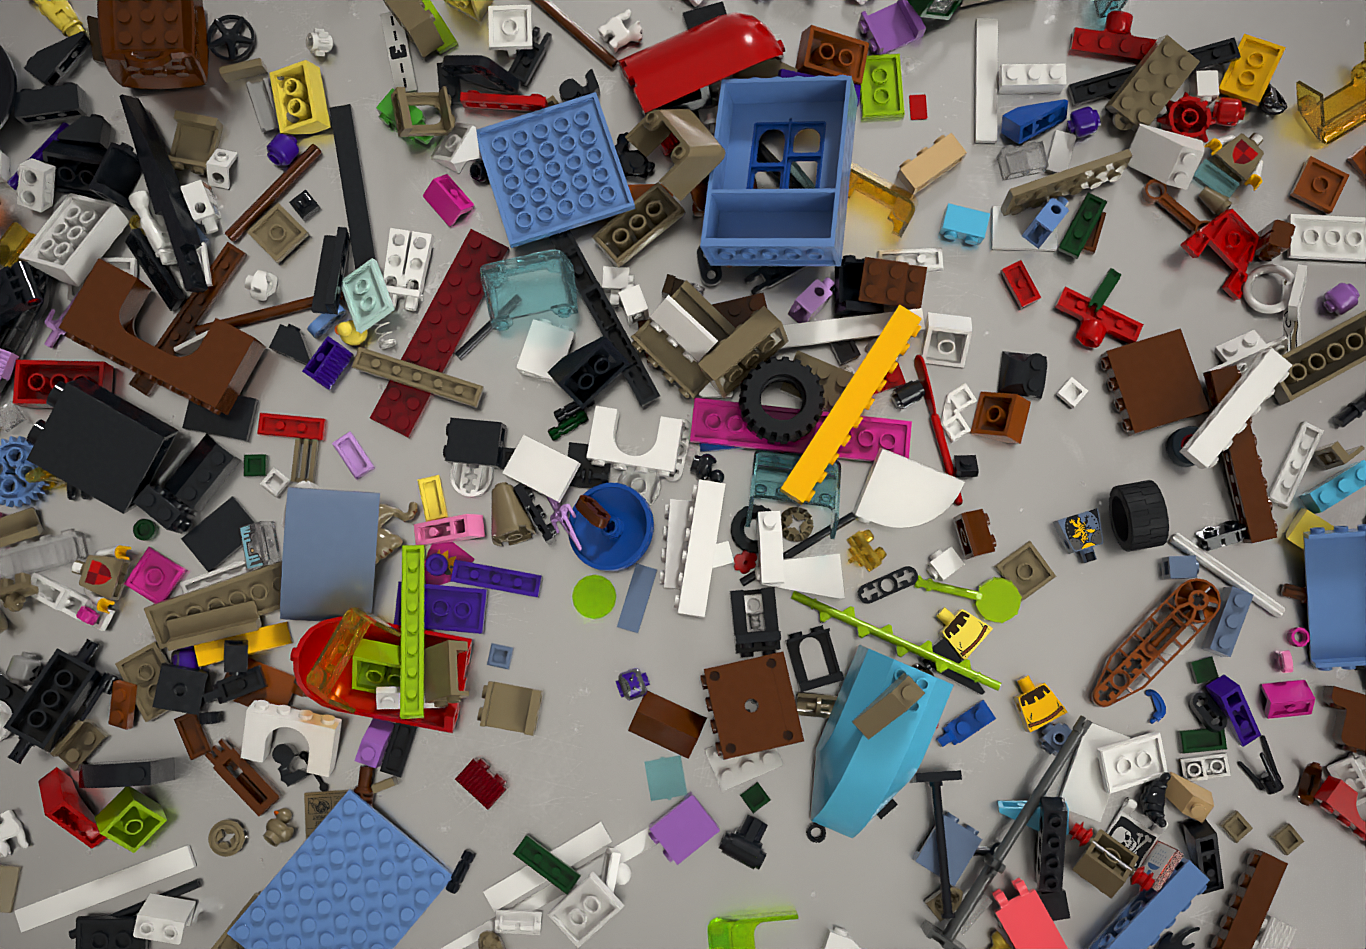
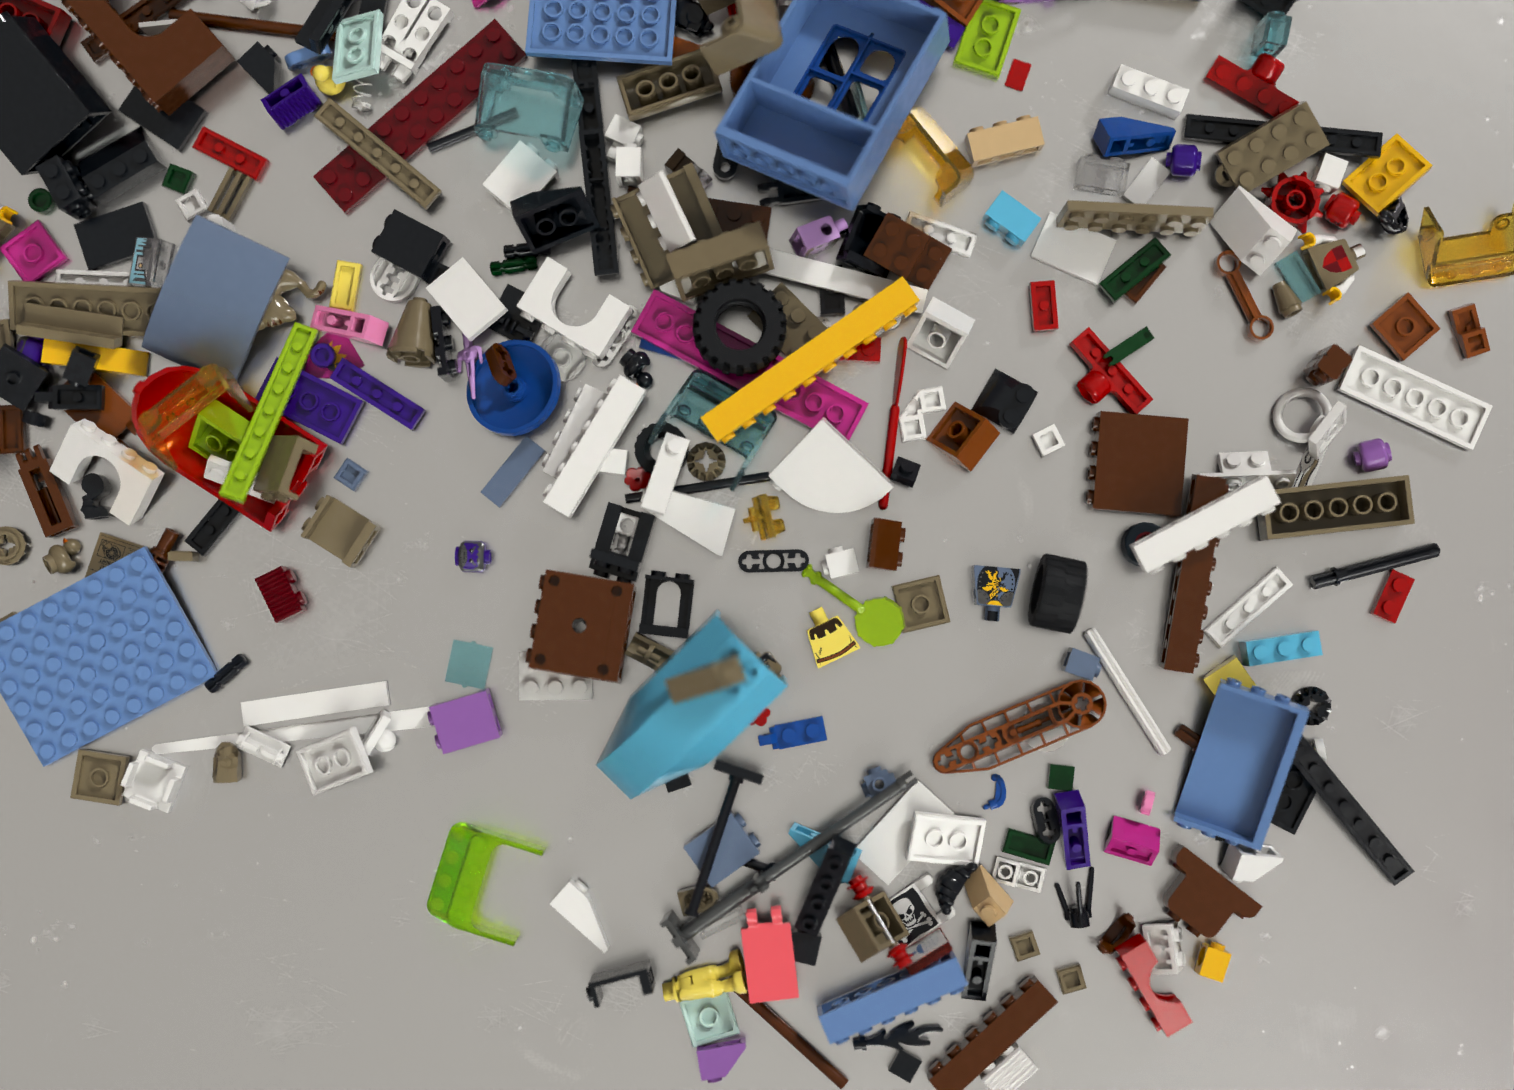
camera: 25 degrees right, 5 degrees up
(323, 785) = (123, 534): black hinge -> none
(353, 455) = (282, 208): lavender tile -> none
(375, 743) = (189, 511): medium lavender slope -> none
(547, 864) = (314, 701): dark green tile -> none
(594, 596) = (470, 452): clear neon green tile -> none
(667, 724) = (492, 610): reddish brown slope -> none
(745, 843) = (521, 761): black piece -> none
(755, 797) = (551, 719): dark green tile -> none
(818, 839) = (590, 783): black axle -> none
(902, 645) = (760, 628): lime plant -> none
(908, 394) = (876, 373): black brick -> none
(944, 649) = (799, 664): black slope -> none
(986, 80) = (1101, 74): white tile -> none
(1037, 704) = (874, 742): yellow torso -> none
(1048, 218) = (1097, 250): medium blue torso -> none
(1228, 622) = (1105, 738): sand blue brick -> none
(1230, 532) = (1127, 646): black hinge -> none
(1232, 242) = (1284, 349): red wing -> none
(1290, 637) = (1164, 782): dark pink axle -> none
(1335, 455) = (1288, 614): dark tan panel -> none

